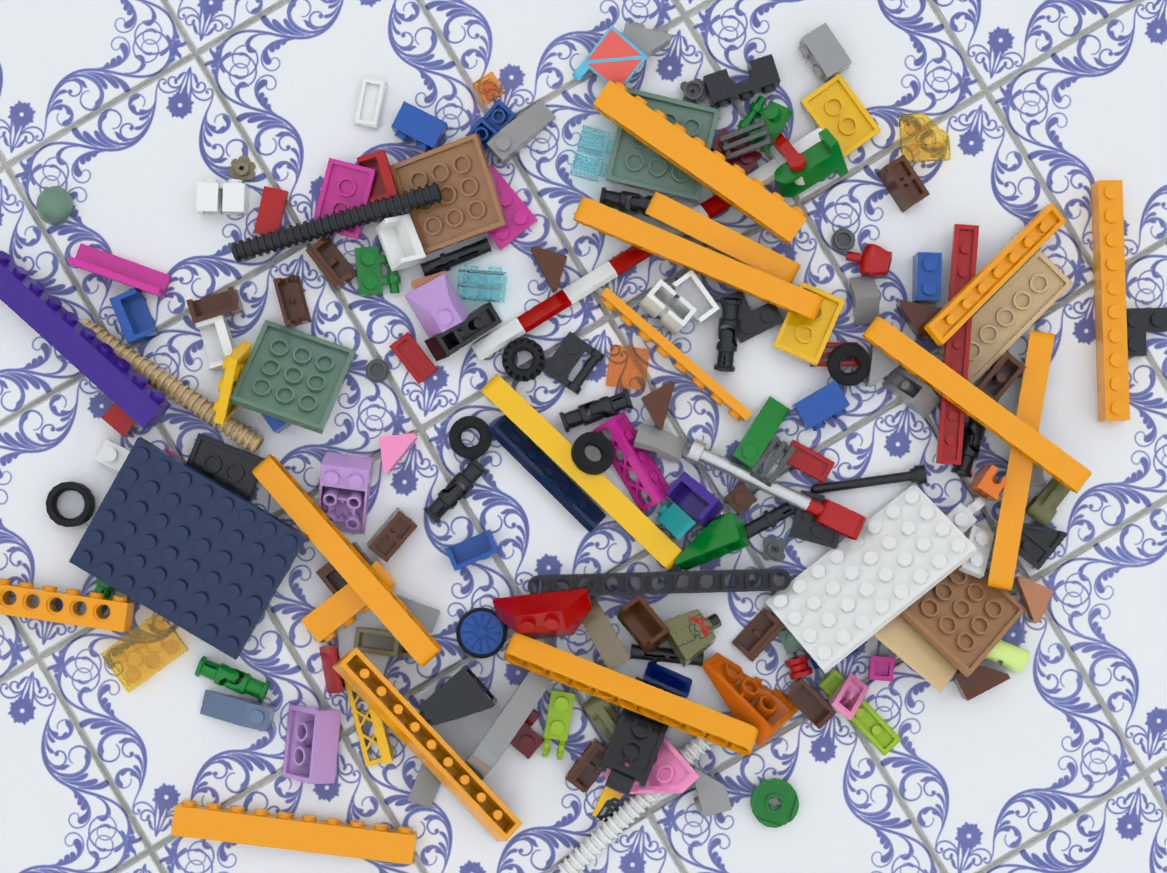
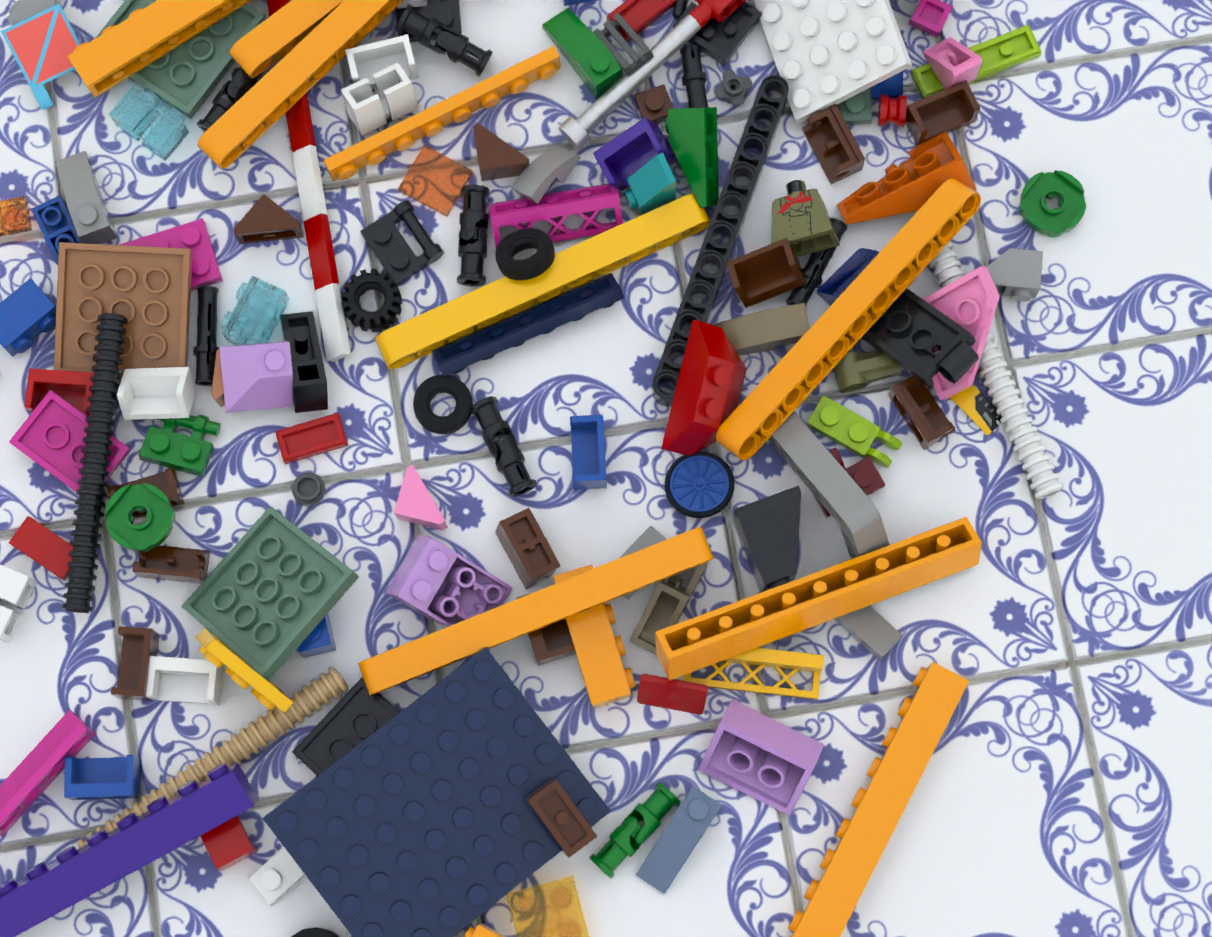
camera: 65 degrees left, 10 degrees down
(213, 631) = (561, 817): none -> reddish brown panel
(297, 276) = (143, 536): none -> green plate

